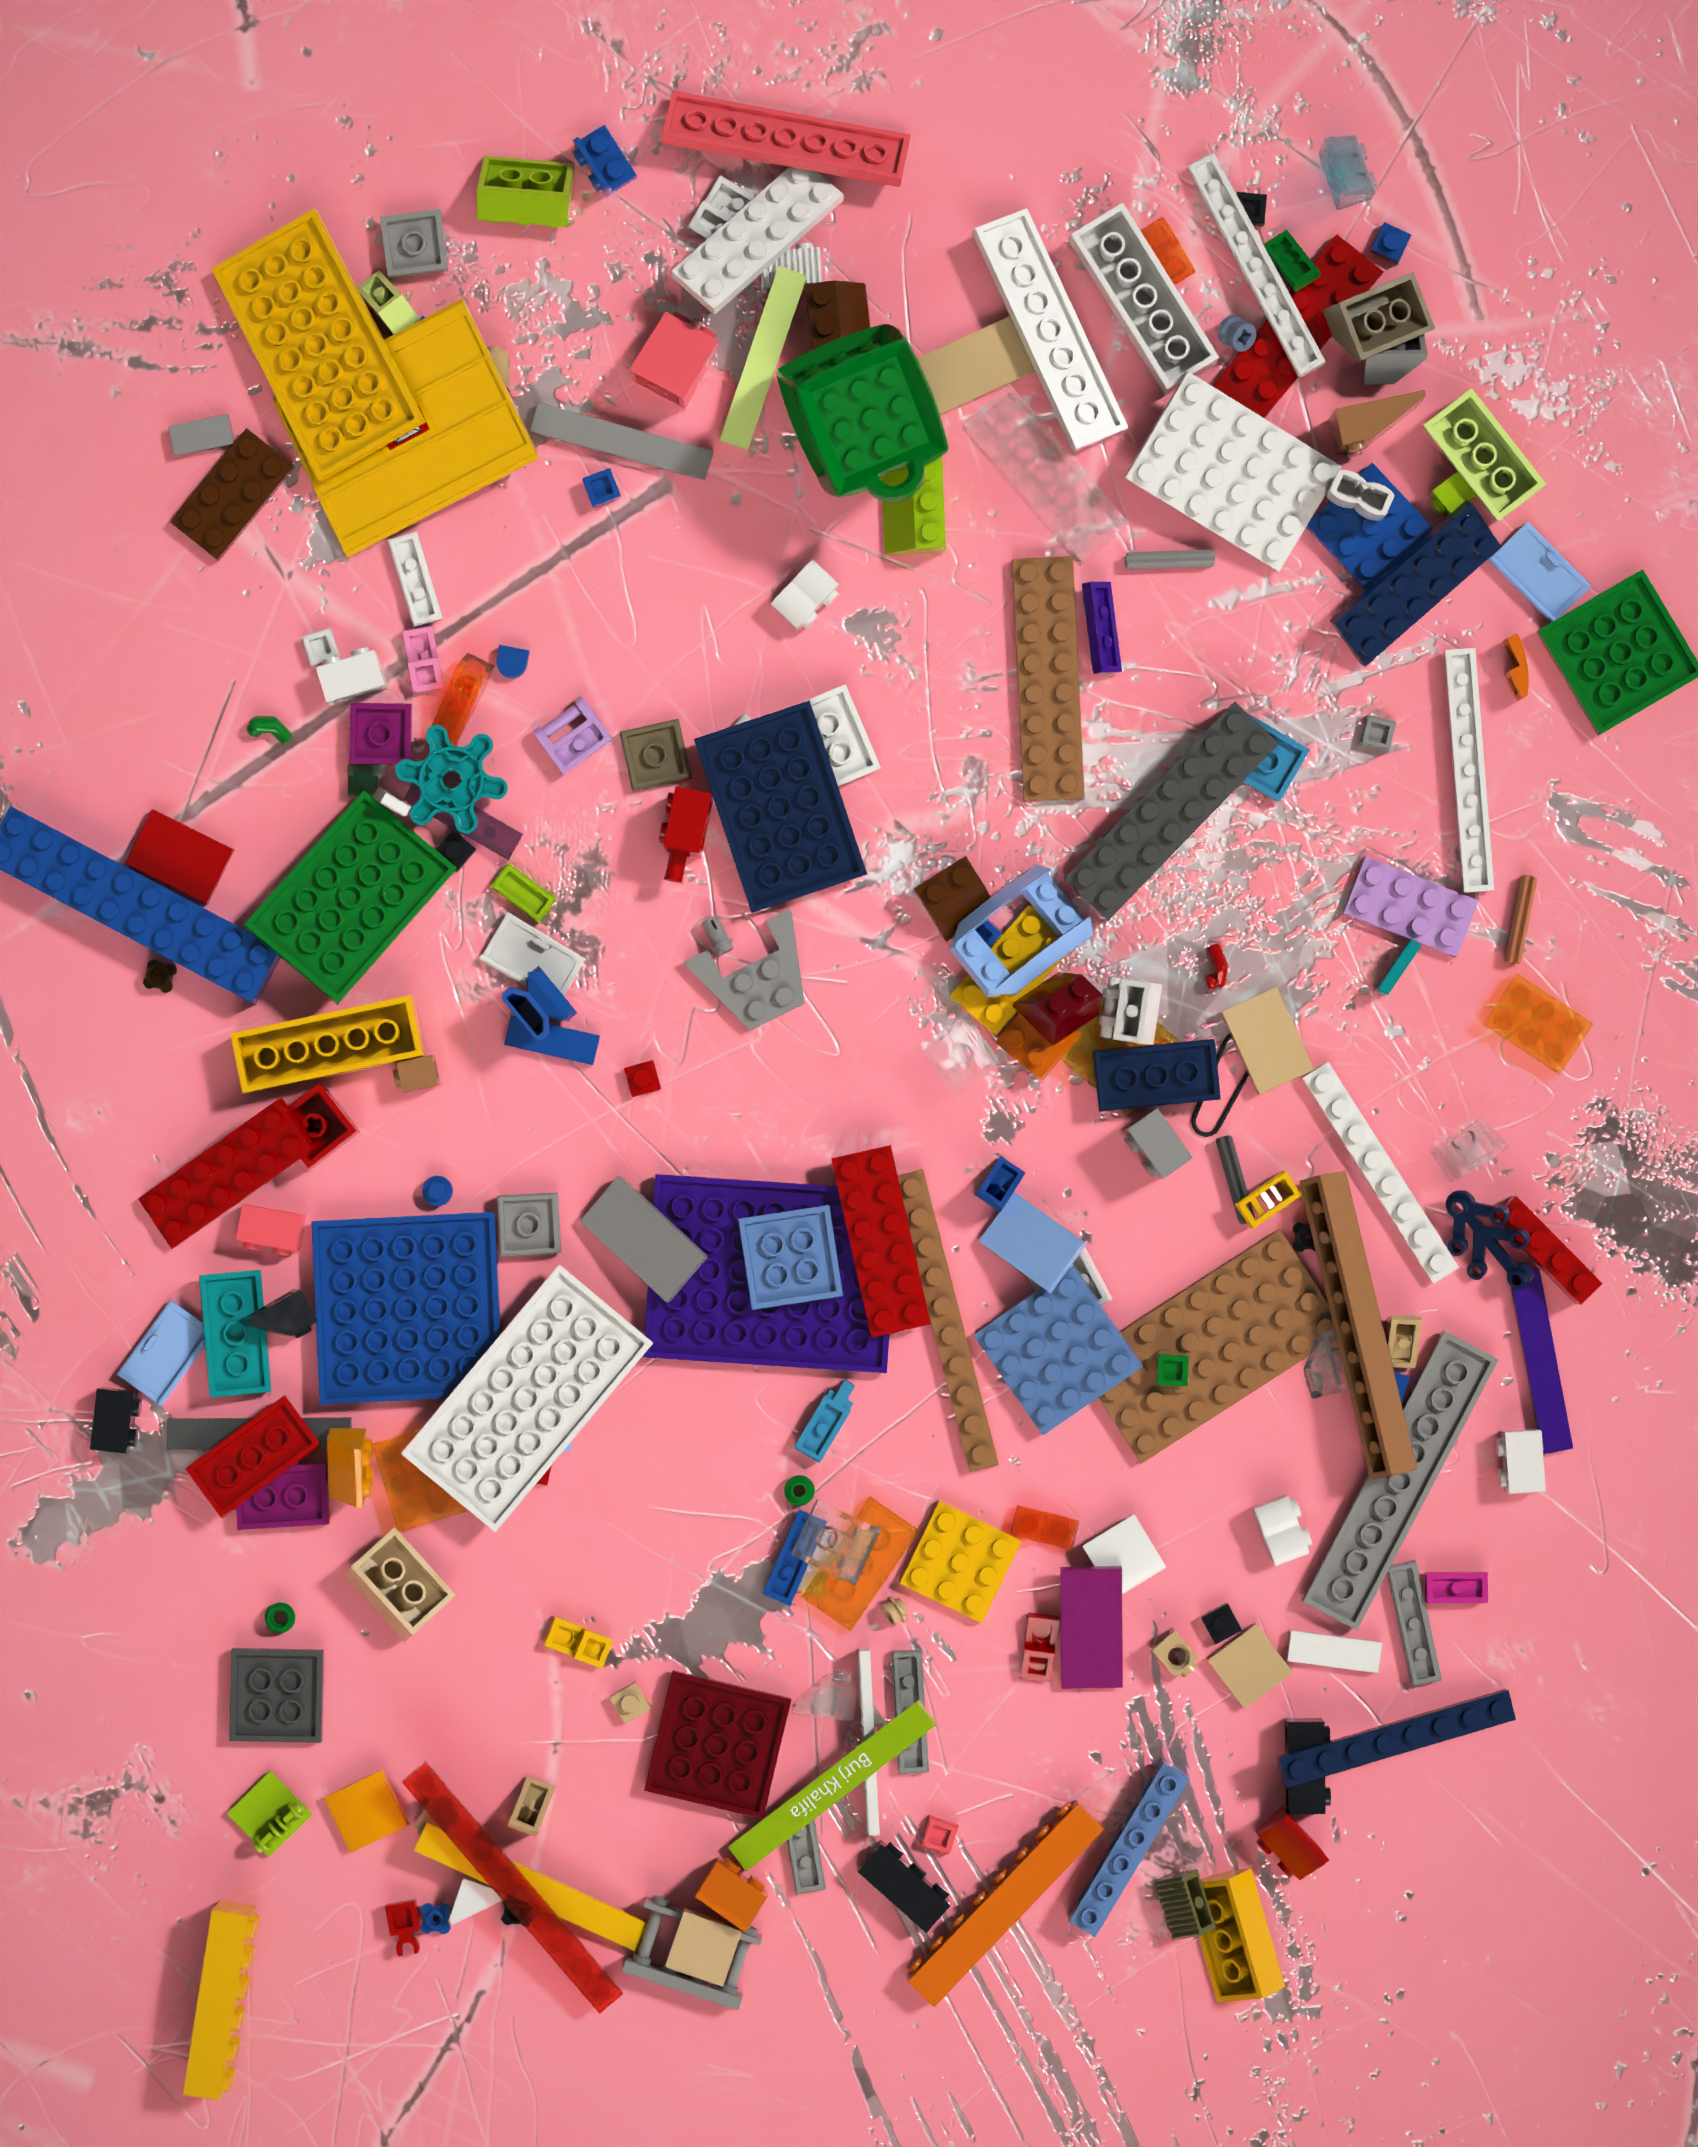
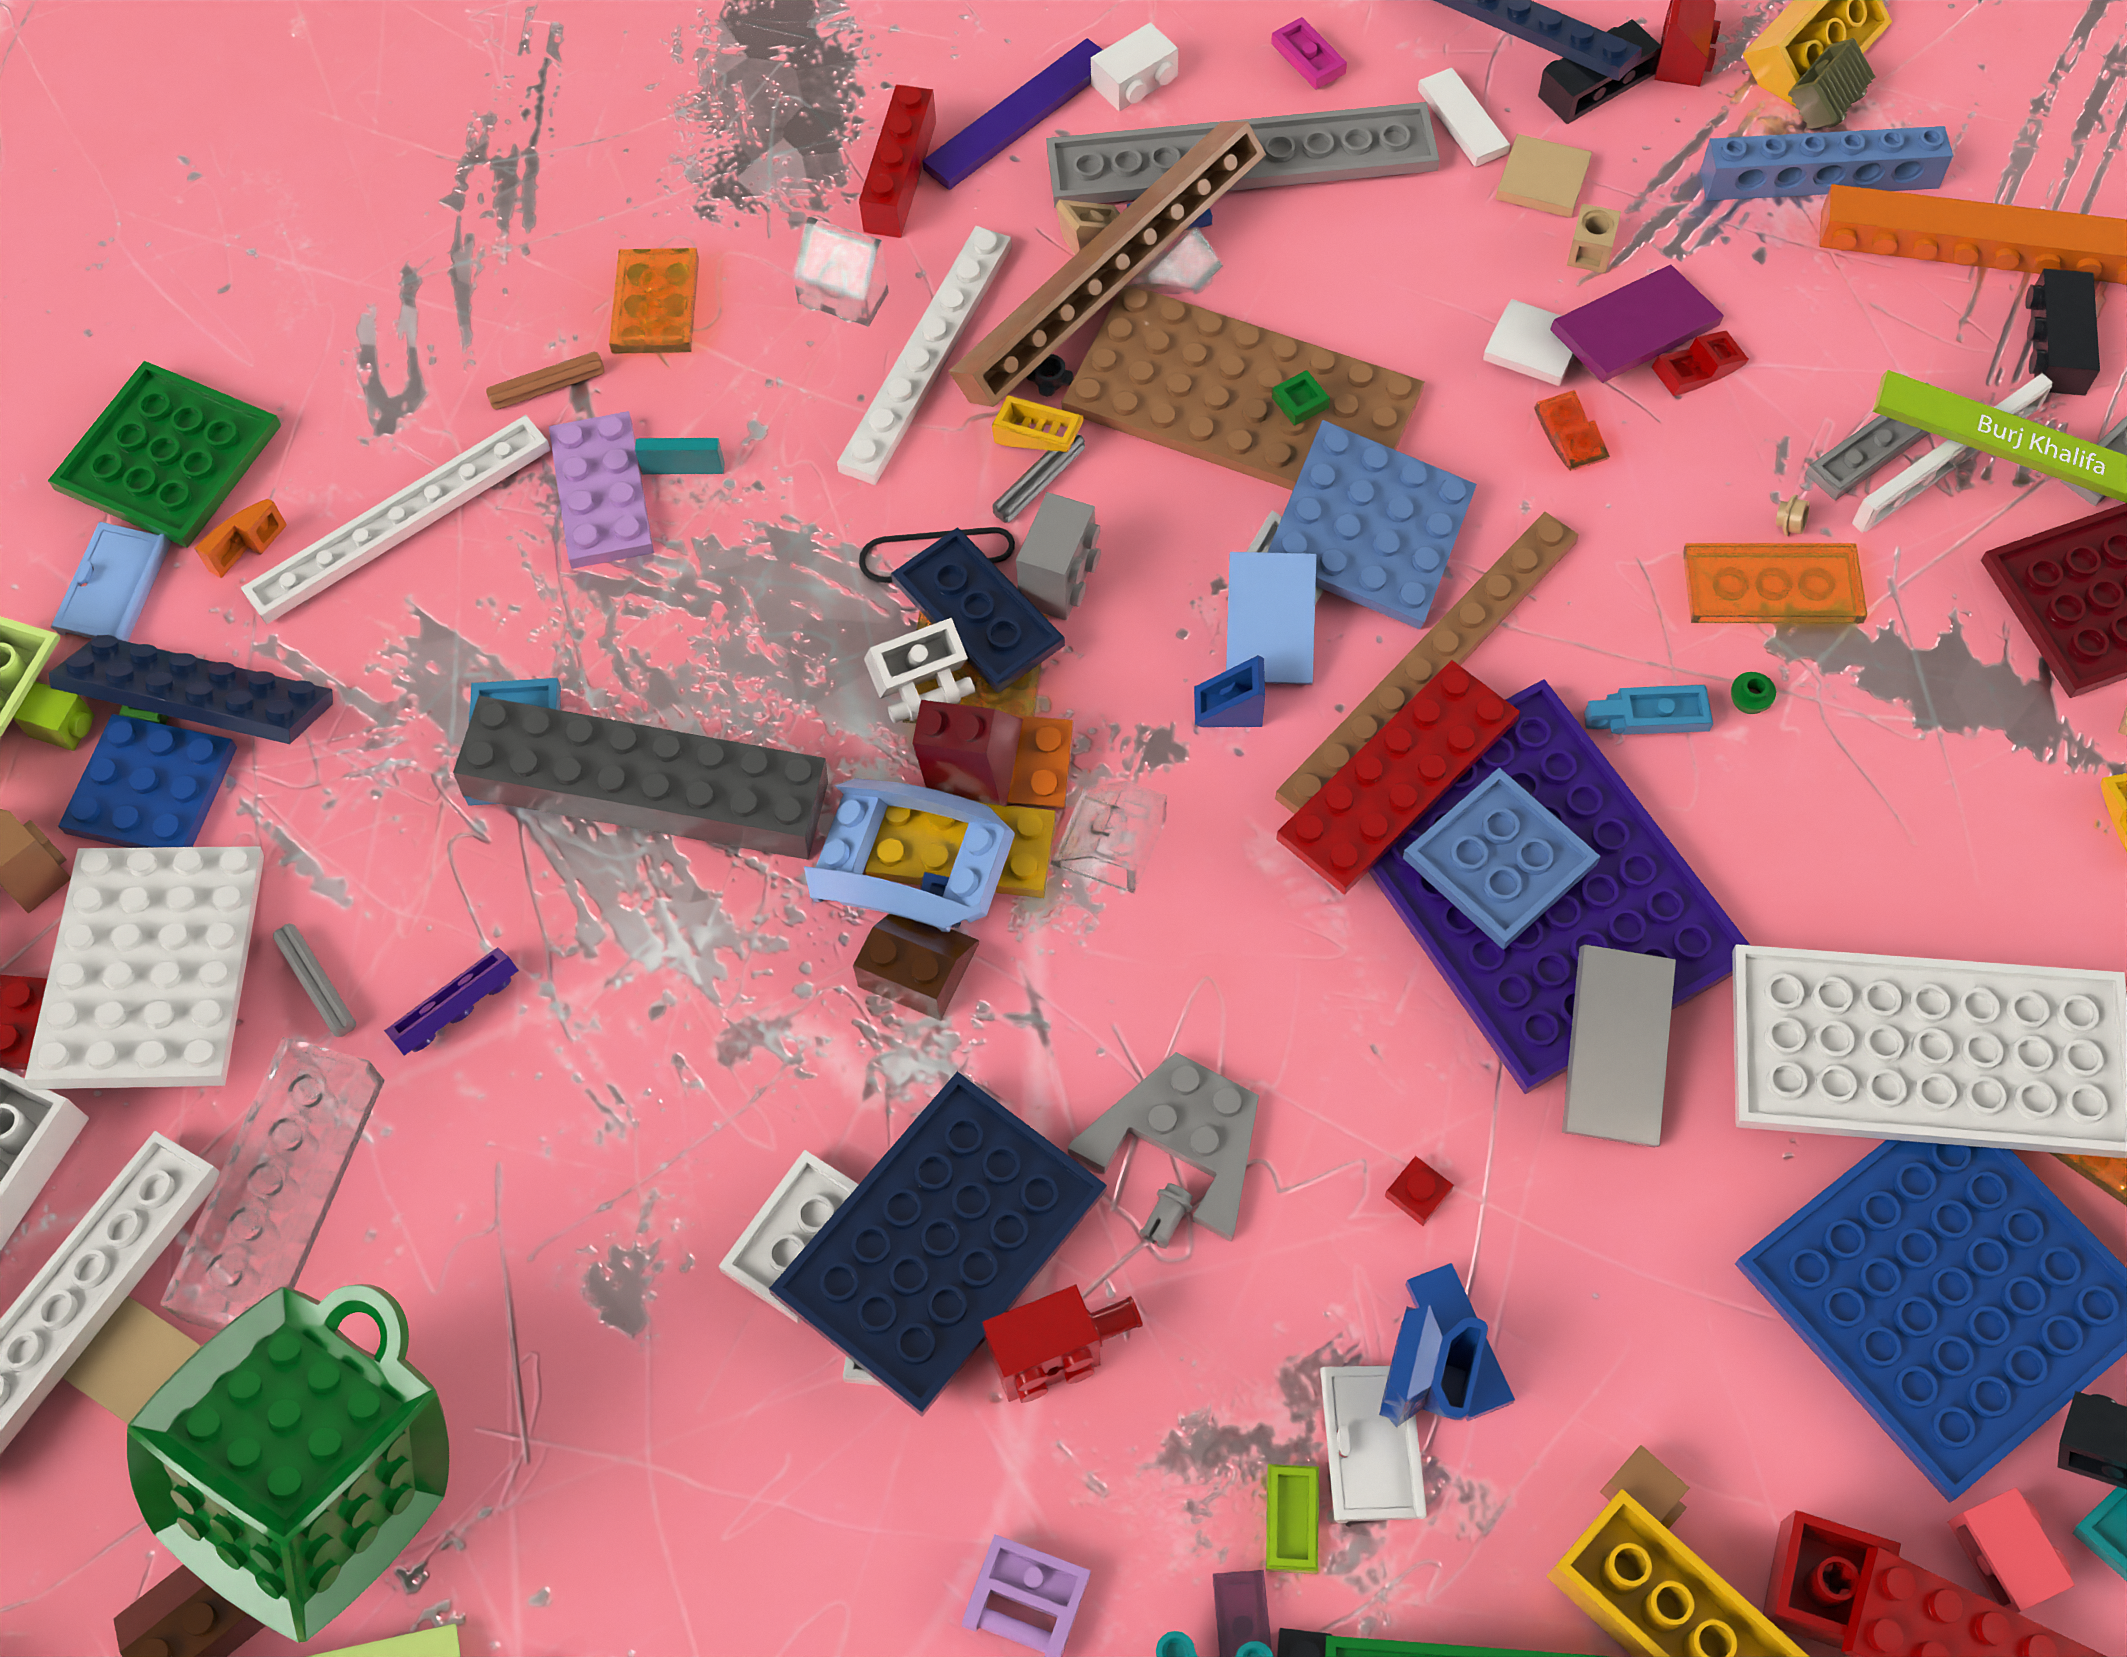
camera: 120 degrees left, 25 degrees down
(437, 1190) = (1771, 1357): blue plate -> none
(529, 1224) = (1715, 1207): light grey plate -> none
(655, 755) = (978, 1464): dark tan tile -> none
(788, 1569) = (1831, 648): blue plate -> none
(806, 595) = (625, 1399): white brick -> none
(829, 1697) = (1954, 508): clear slope -> none
(836, 1542) = (1781, 605): clear slope -> none
(919, 521) = (444, 1319): lime slope -> none
(939, 1835) = (1978, 338): coral tile -> none
(960, 1561) = (1681, 489): yellow plate -> none
(1048, 679) = (556, 1030): medium nougat plate -> none
(1220, 967) = (803, 626): red arm -> none
(1221, 1623) = (1524, 223): black plate -> none
(1267, 1040) = (855, 535): tan tile -> none
(1282, 1530) = (1381, 220): white brick -> none
(1352, 491) = (100, 794): white brick -> none
(1377, 733) = (409, 634): light grey tile -> none
(1413, 1623) = (1377, 68): light grey tile -> none
(1486, 1236) = (941, 164): dark blue plant -> none

